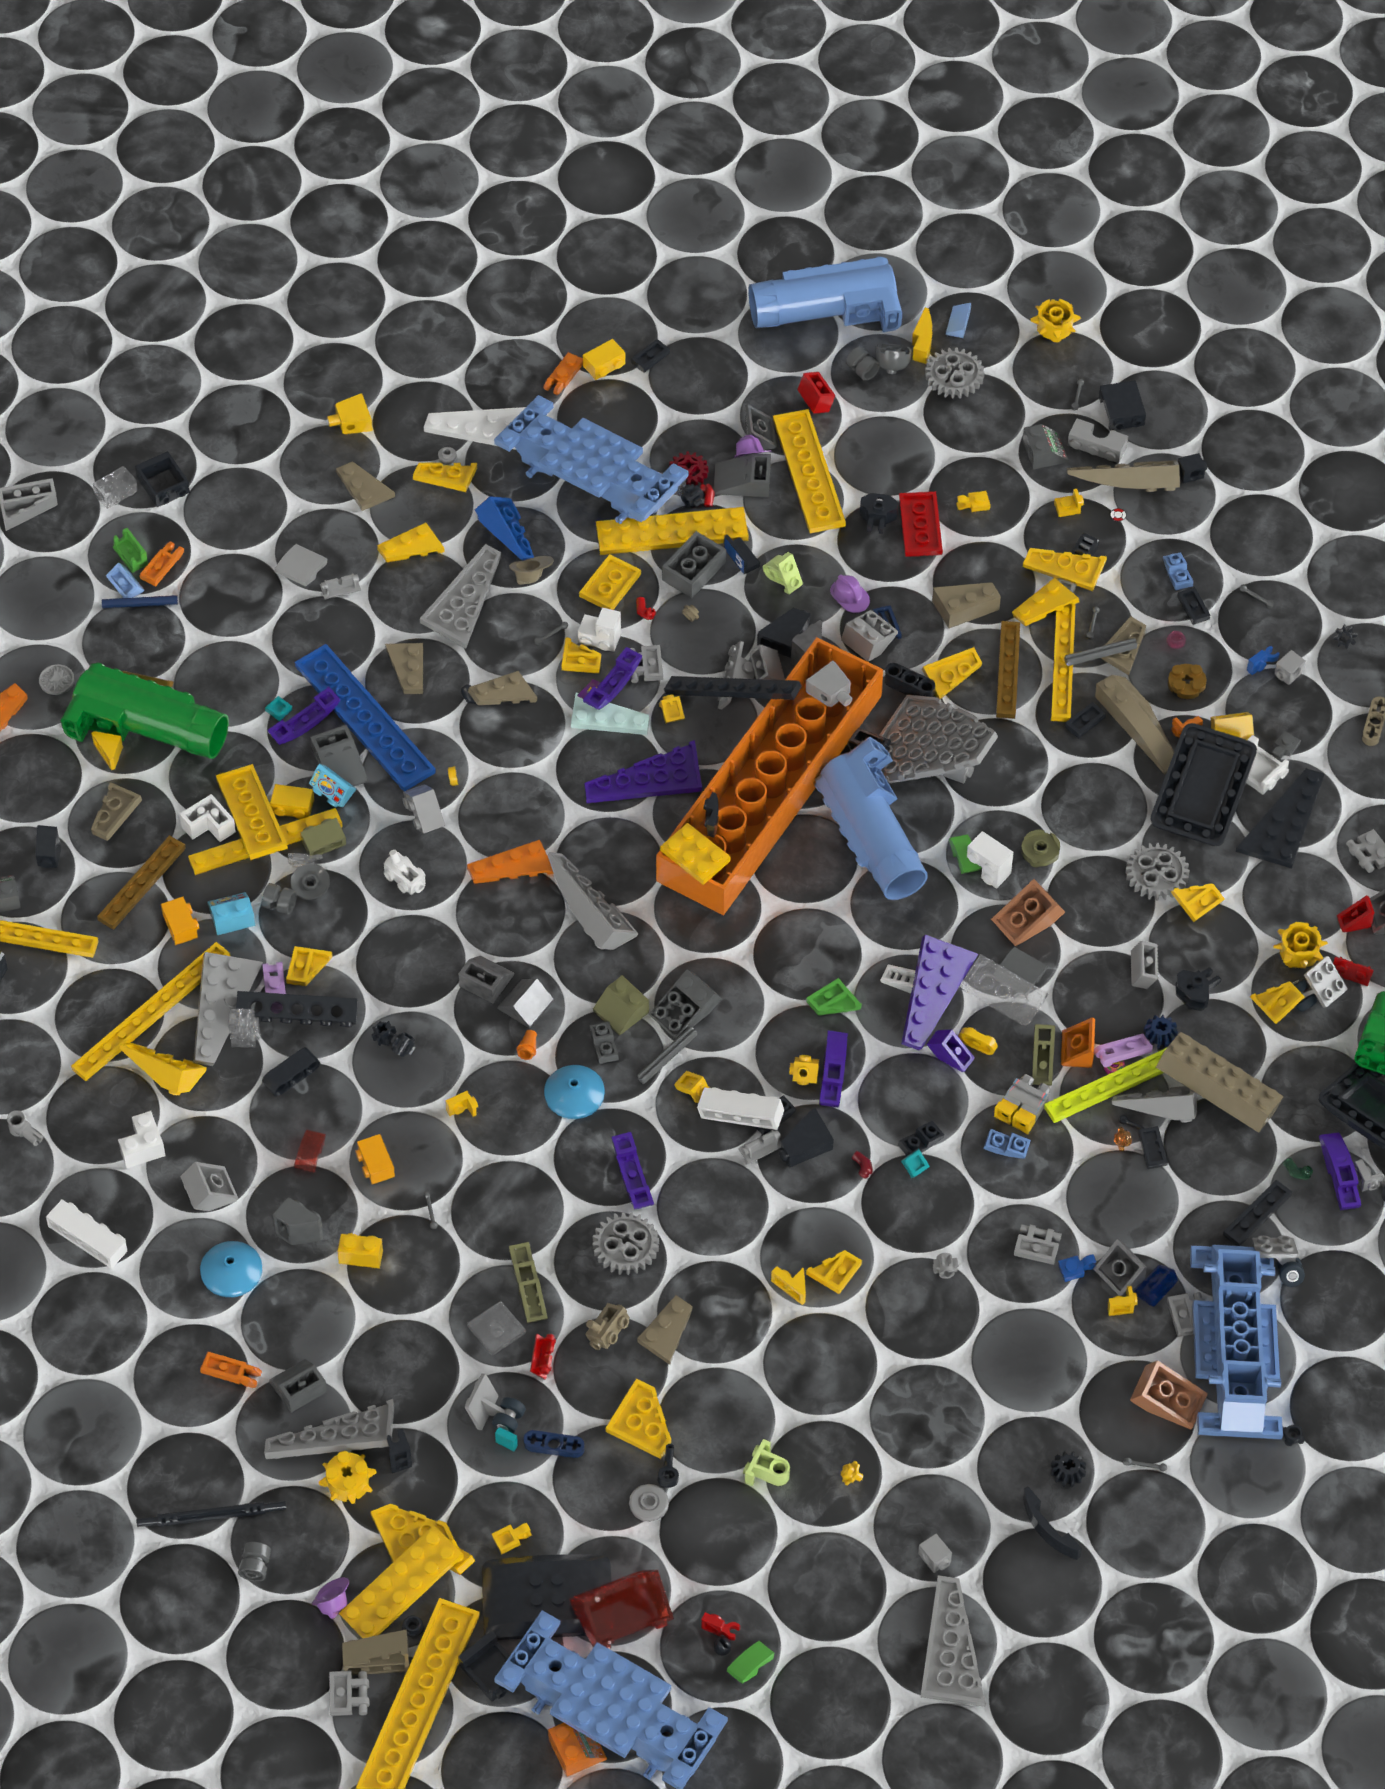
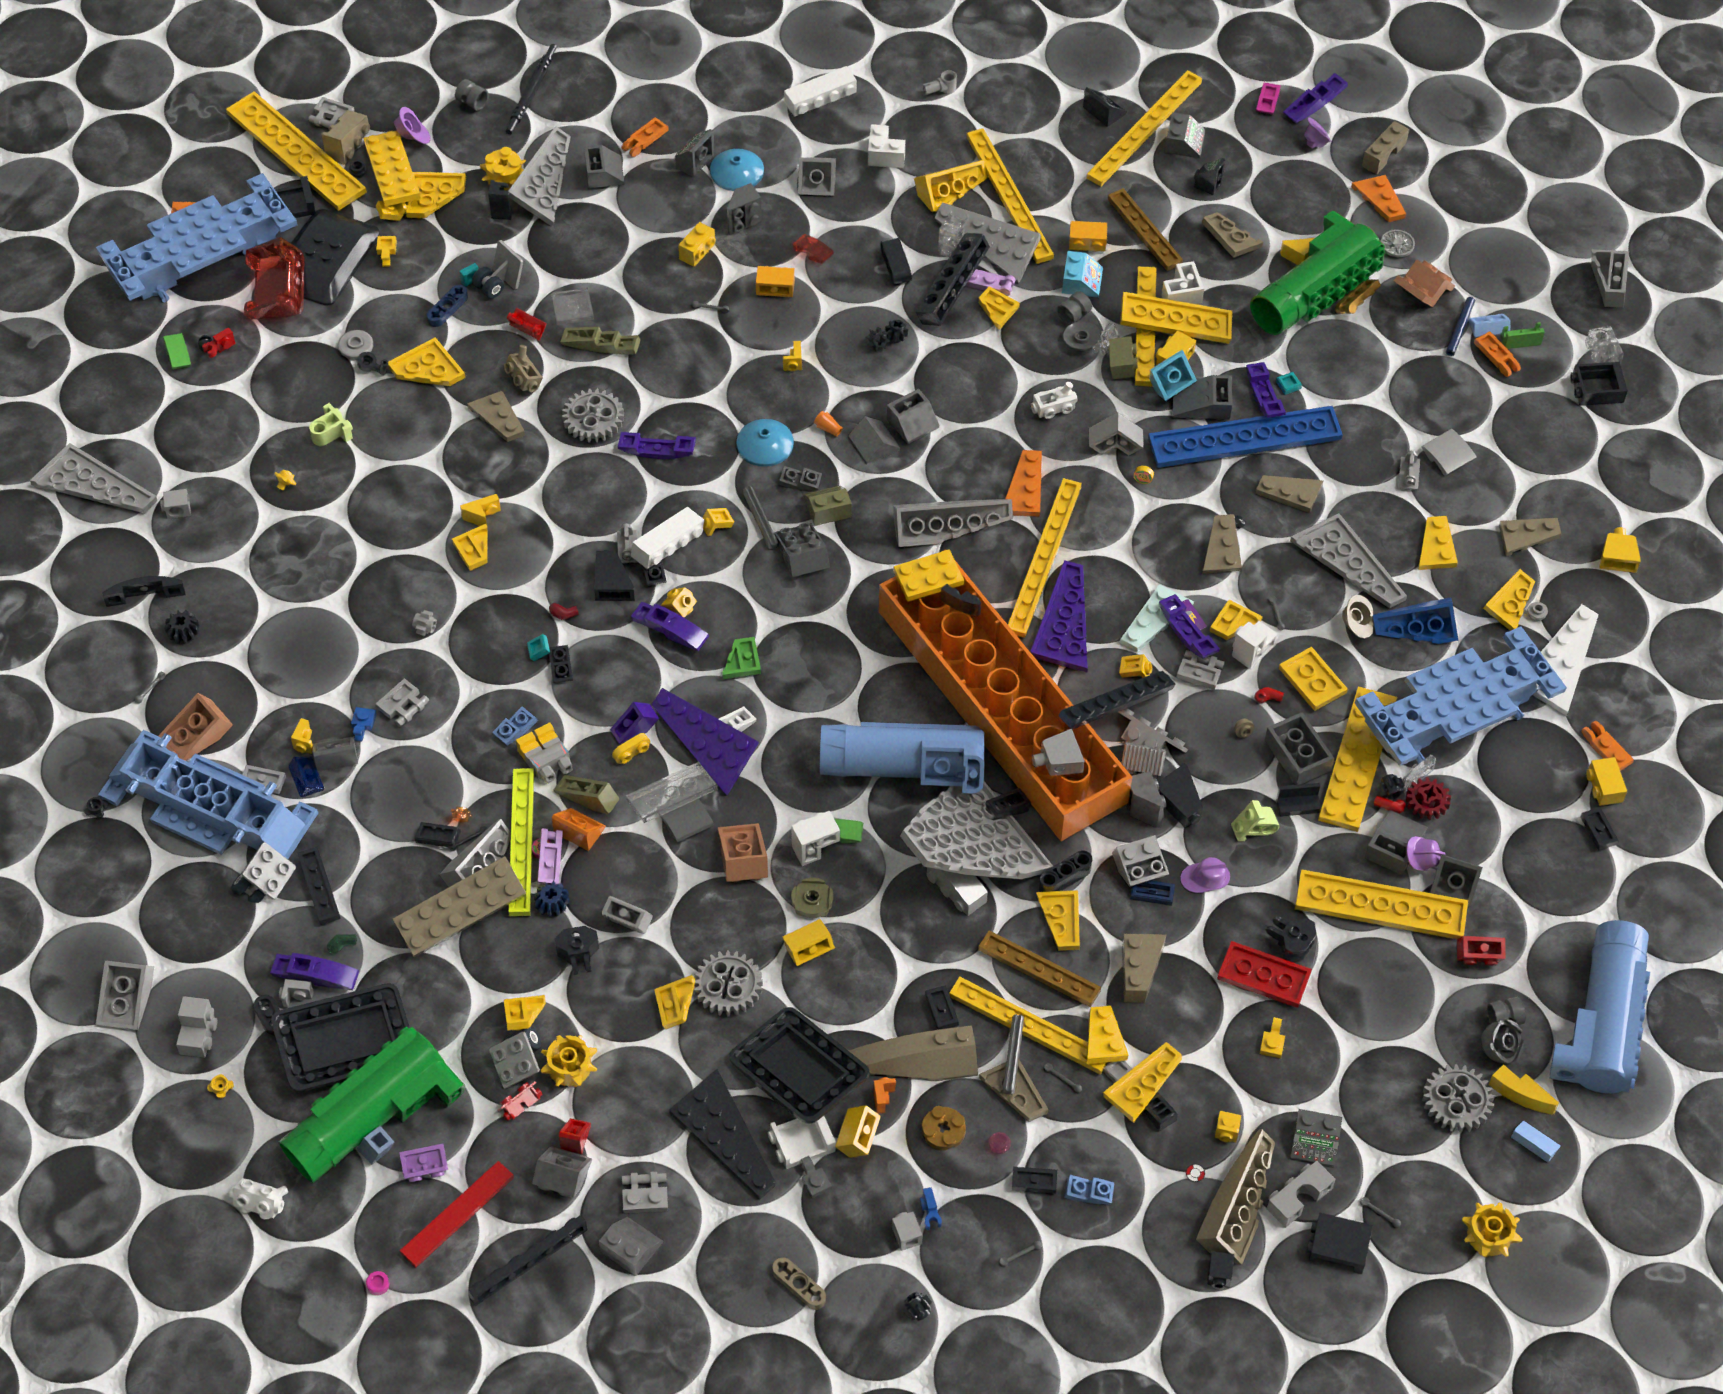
camera: 115 degrees right, 0 degrees up
(107, 635) = (1425, 282): none -> nougat bracket
(236, 1304) = (696, 153): none -> dark grey slope
(588, 817) = (1044, 557): none -> yellow plate
(1087, 828) = (808, 942): none -> yellow brick

